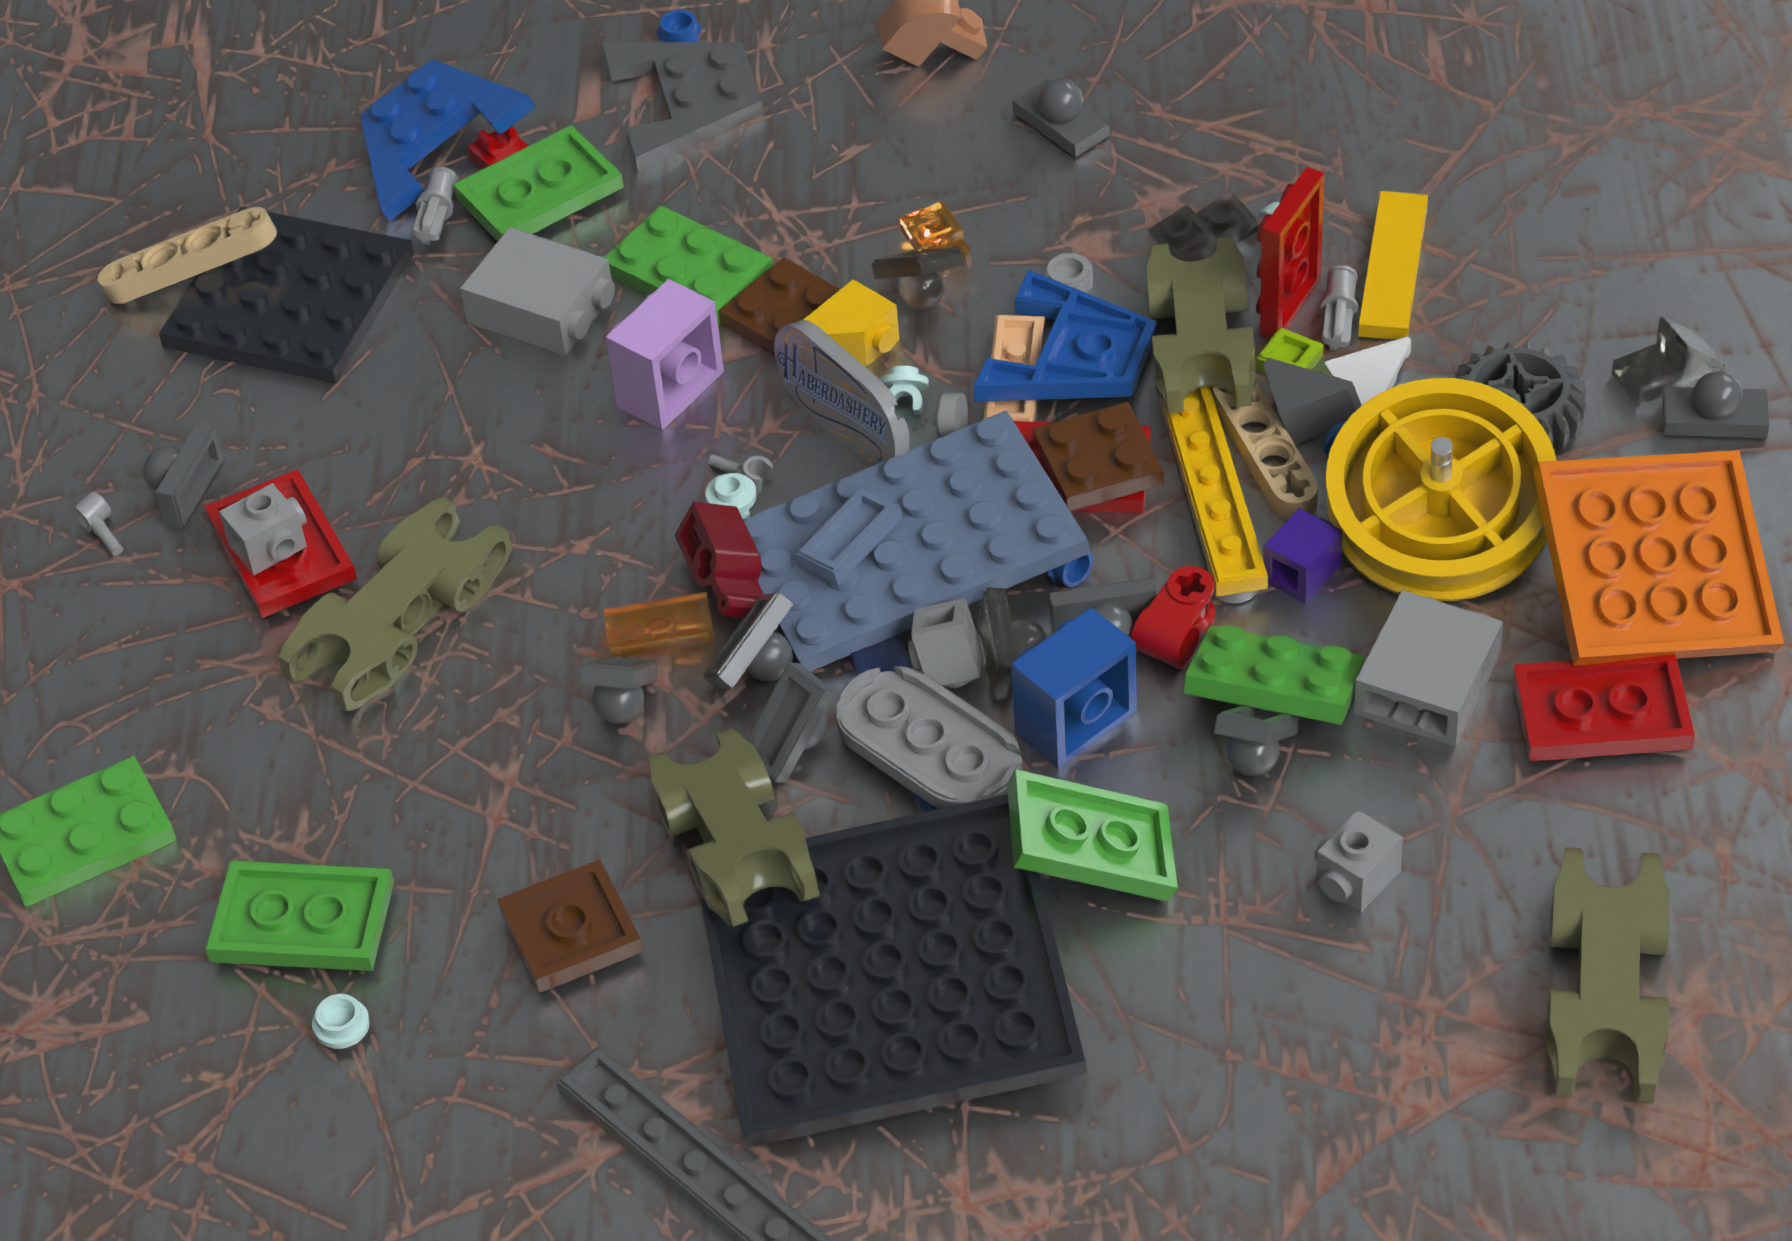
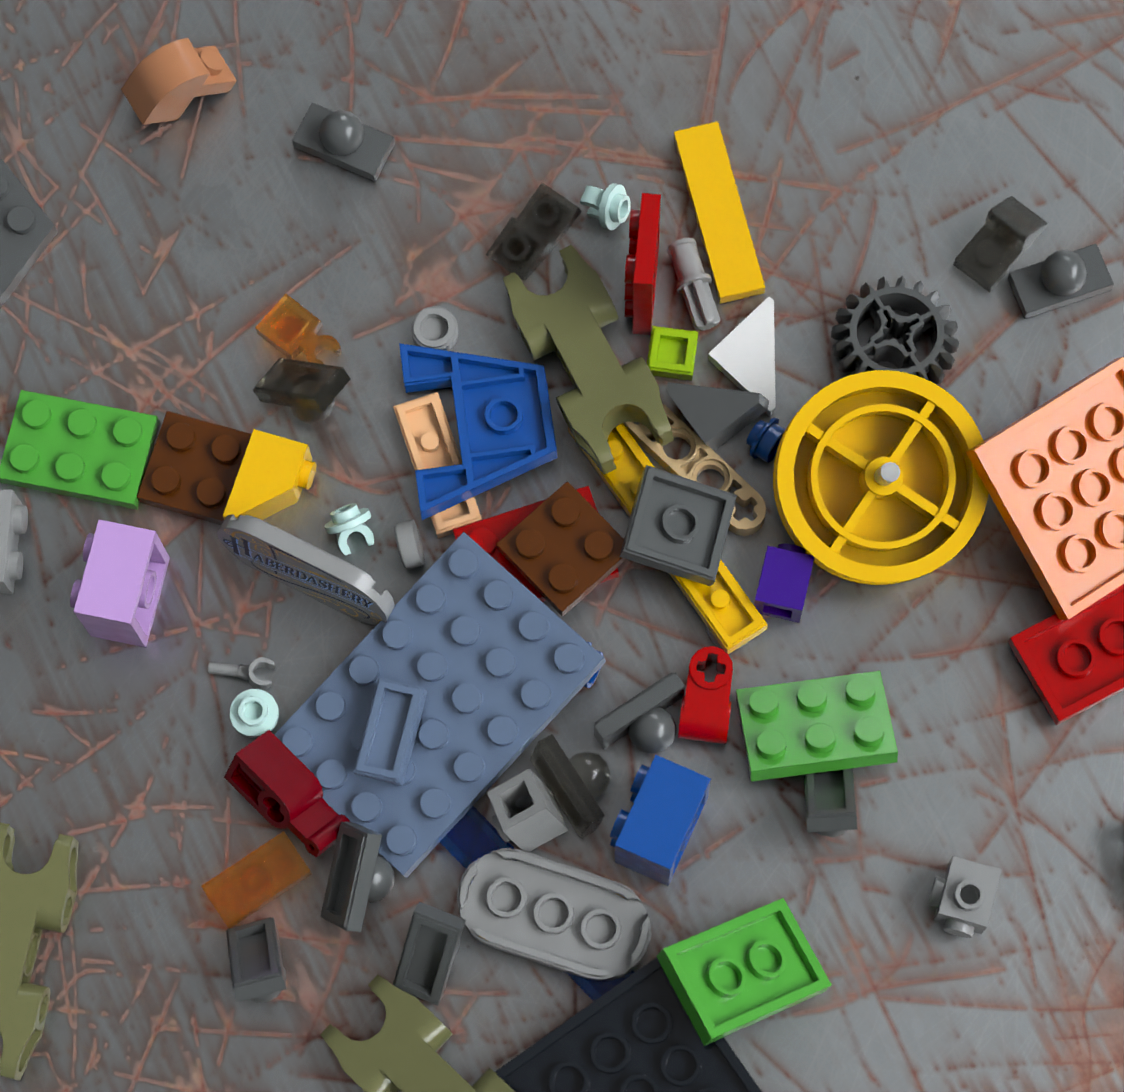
camera: 25 degrees left, 25 degrees up
(1218, 467) = (678, 526): none -> dark grey tile
(1428, 668) = (940, 664): light grey brick -> none

